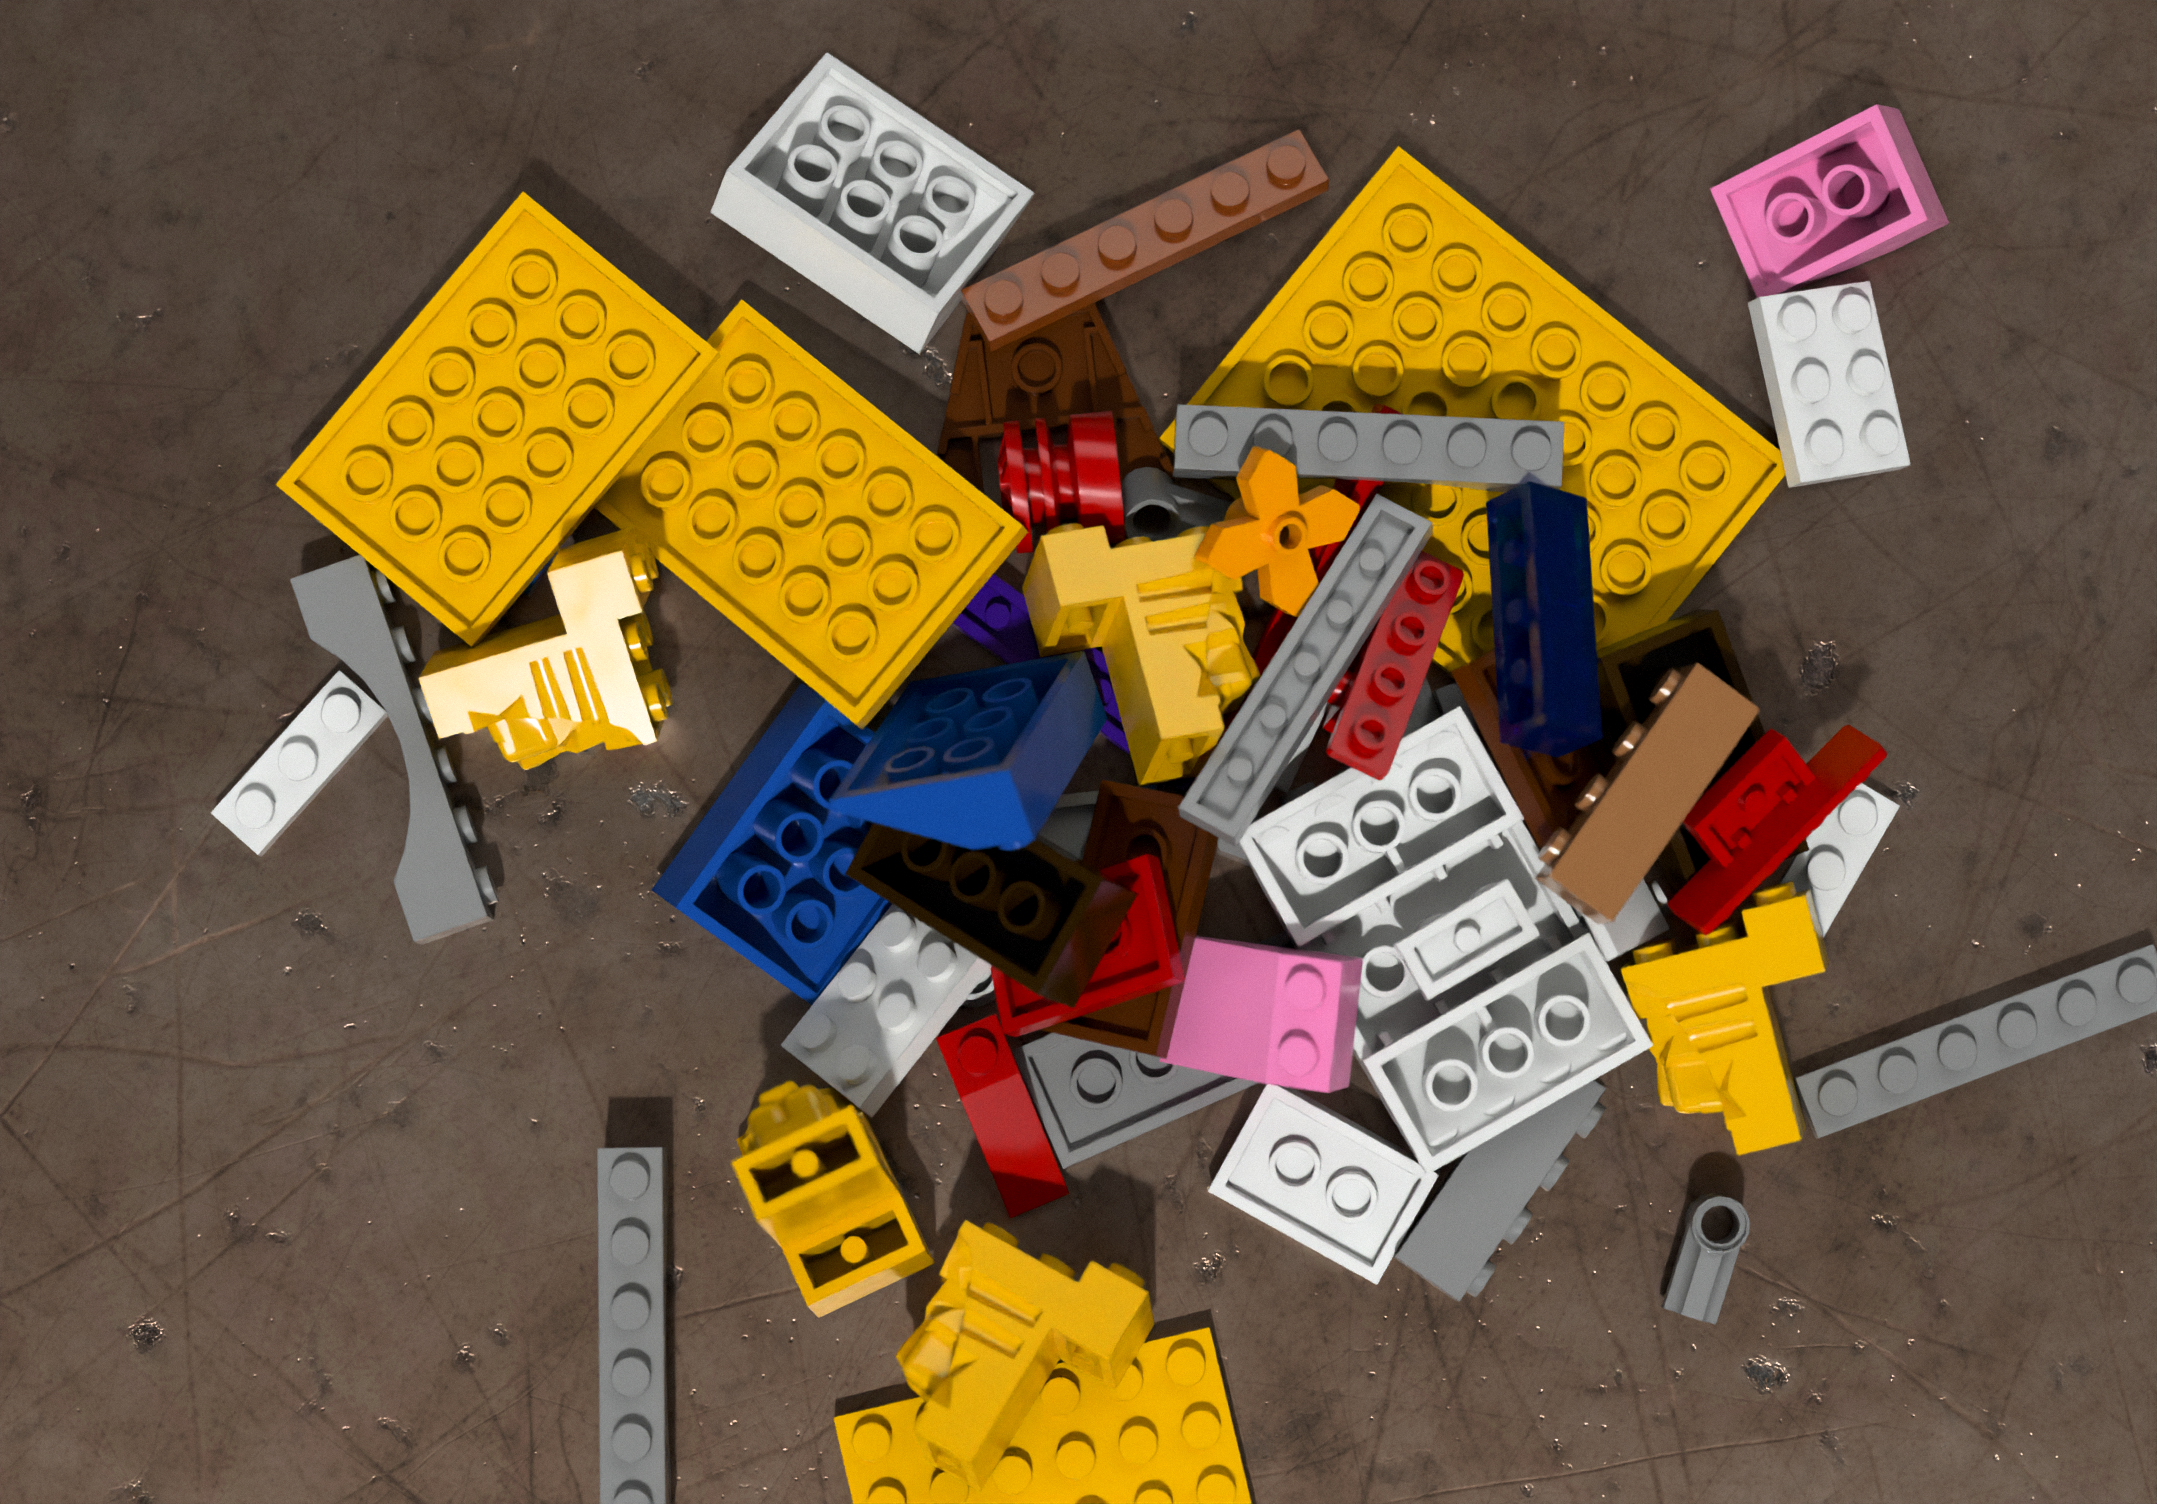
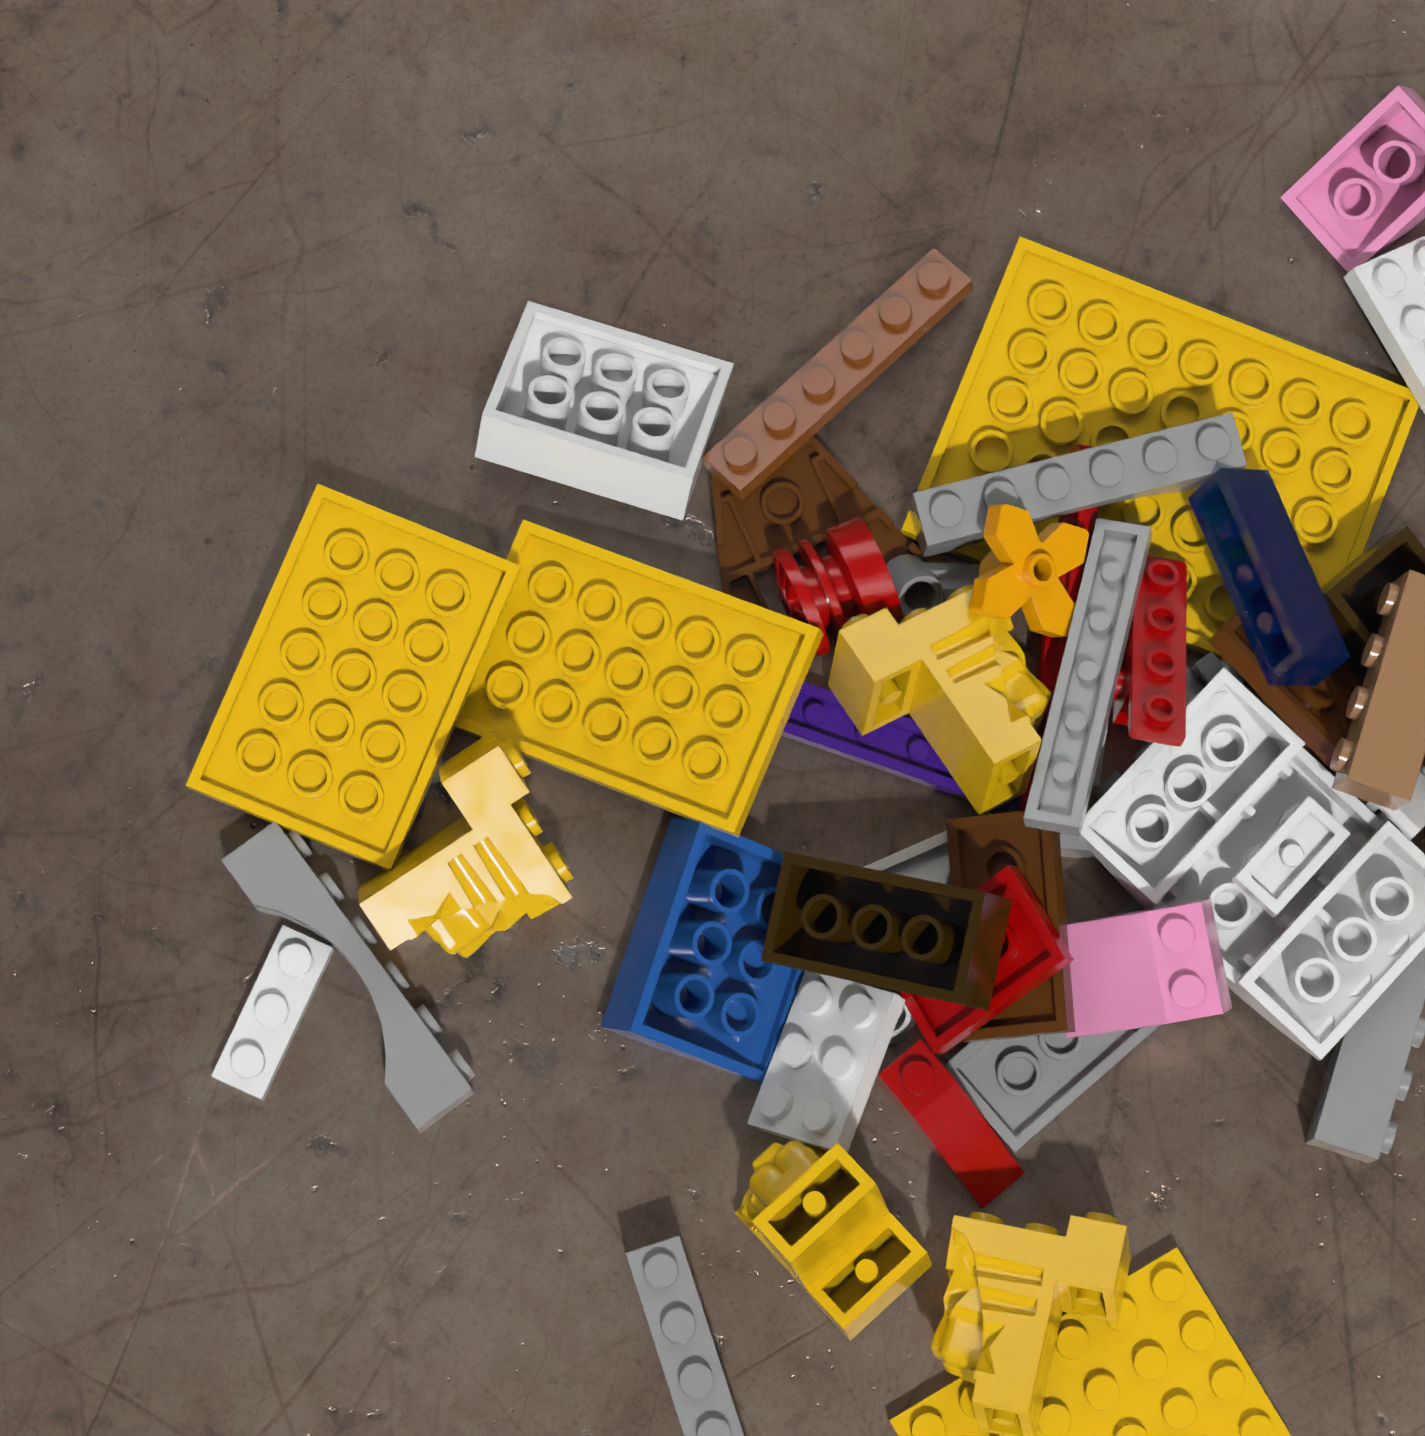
camera: 20 degrees left, 5 degrees down
(978, 753) = (841, 825): blue slope -> none
(1323, 1181) = (1232, 1095): white plate -> none

